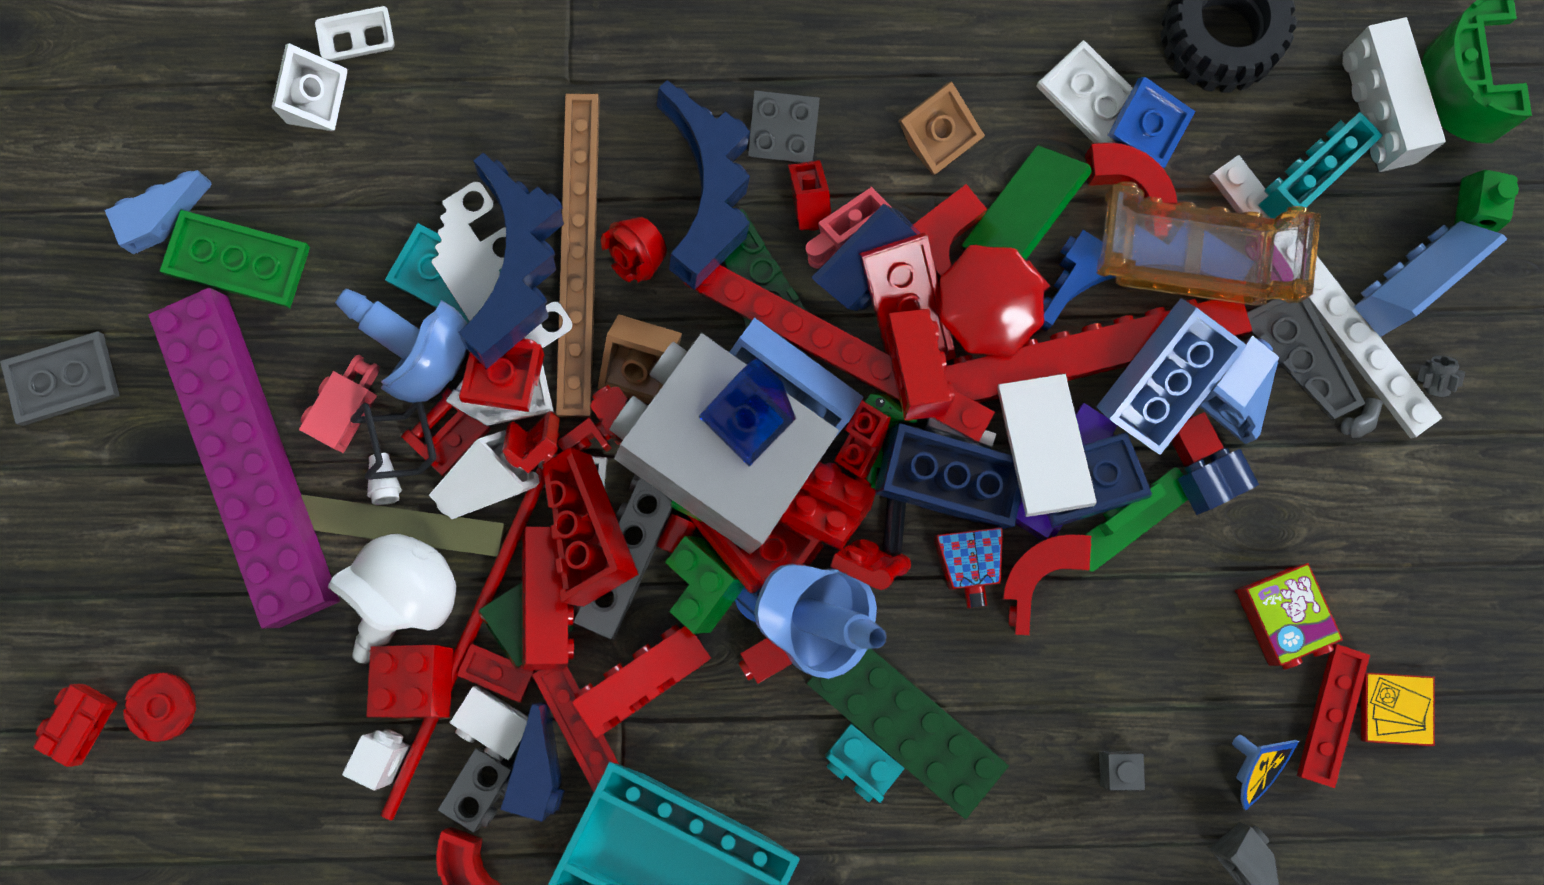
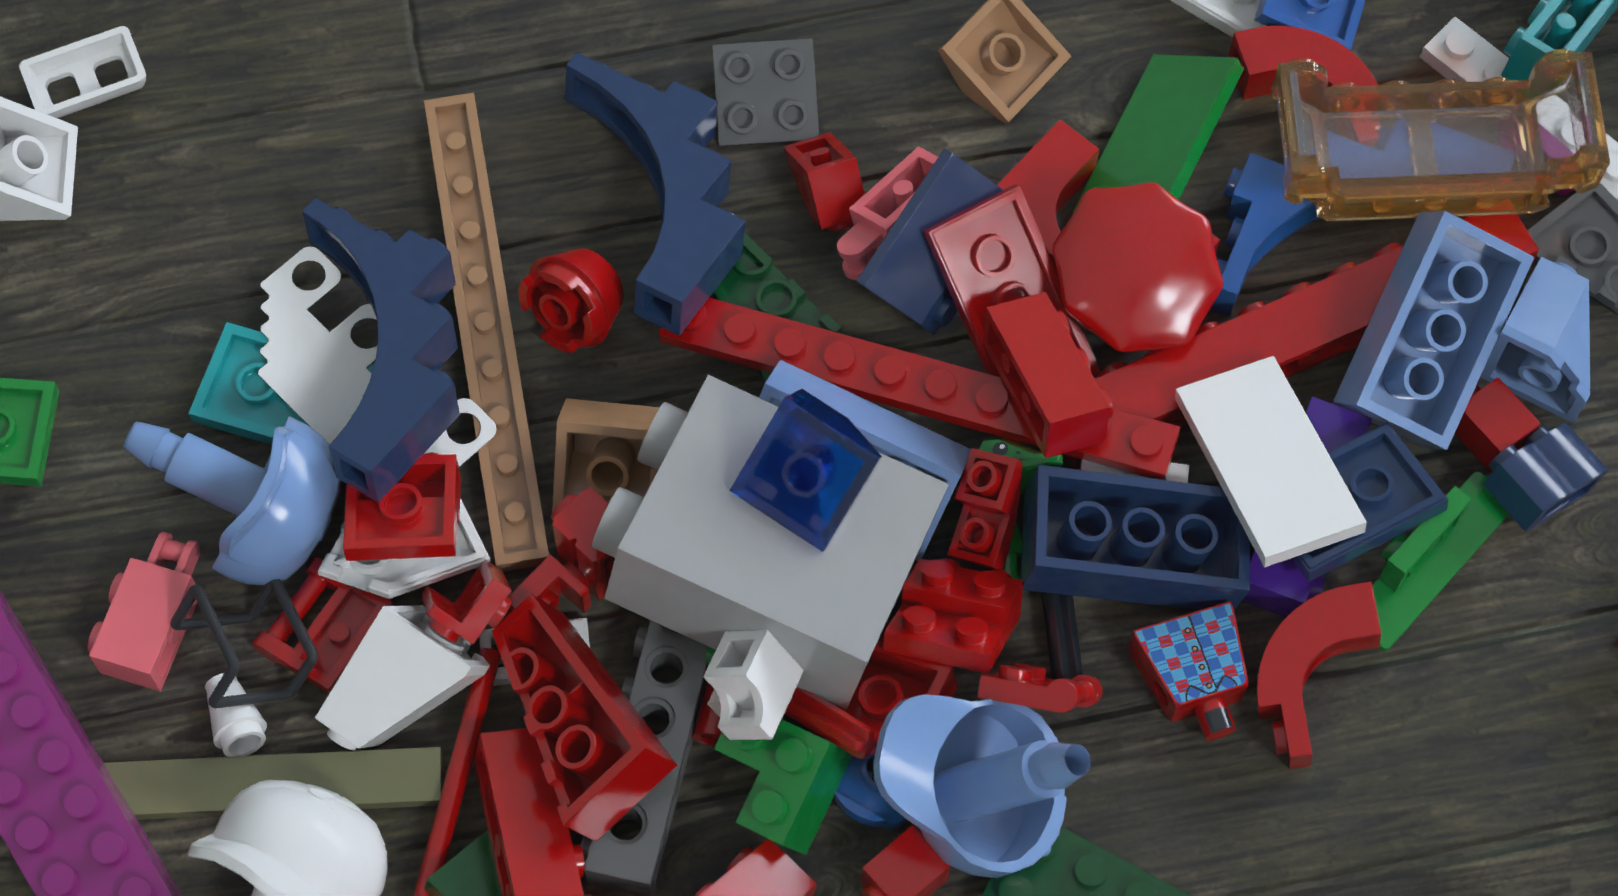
camera: 10 degrees left, 15 degrees down
(692, 536) = (751, 684): none -> white brick

